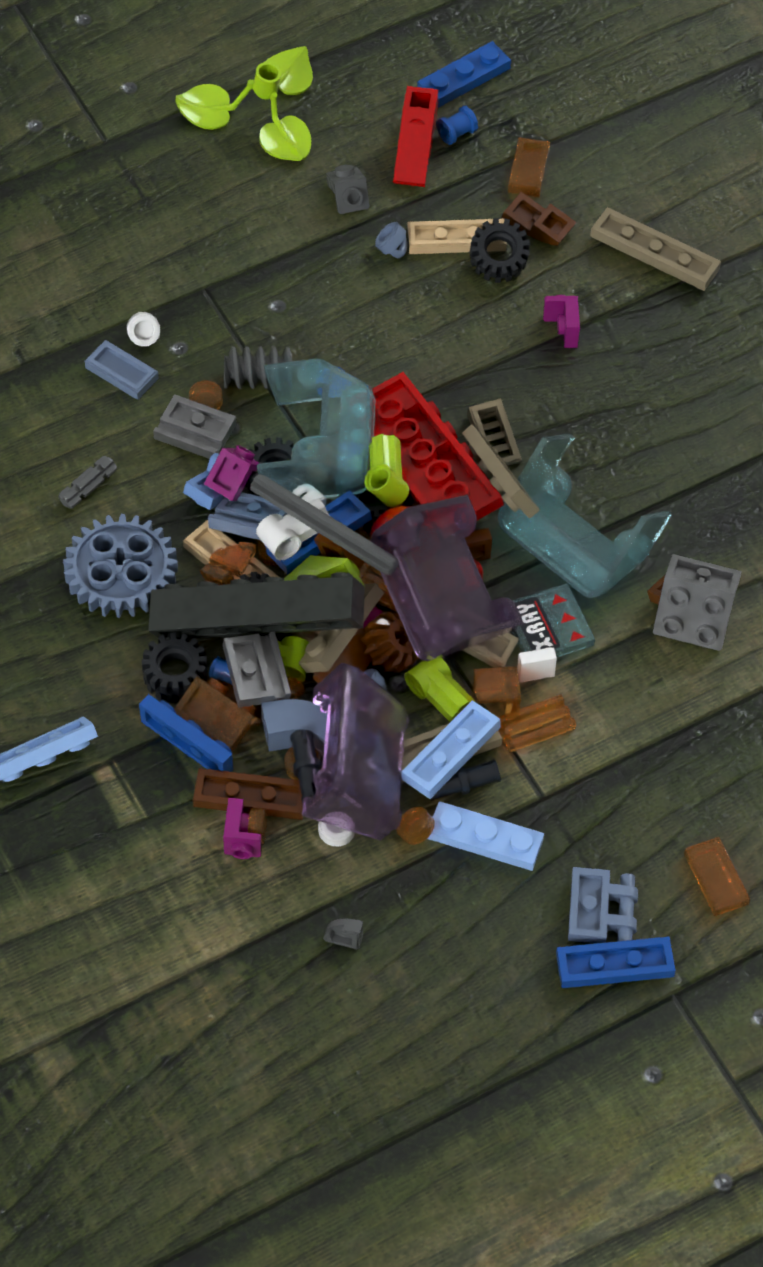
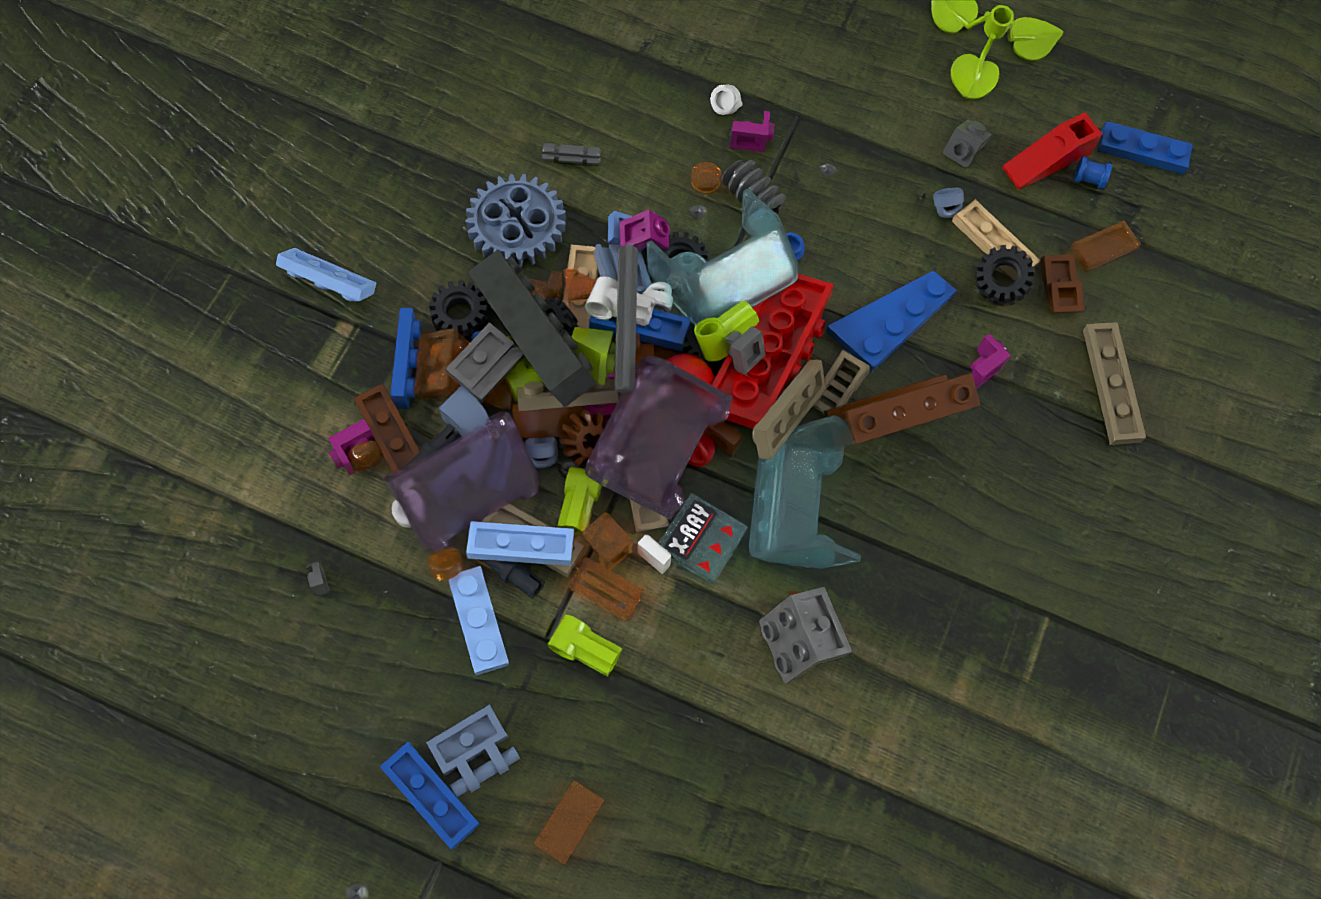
camera: 50 degrees right, 10 degrees up
(121, 369) = (684, 111): sand blue tile -> none
(194, 427) = (672, 186): flat silver plate -> none
(198, 334) = (752, 136): none -> magenta bracket
(419, 466) = (746, 349): none -> dark grey tile
(466, 360) = (888, 322): none -> blue wing
(564, 393) = (907, 406): none -> reddish brown fence
(567, 771) = (576, 641): none -> lime piece

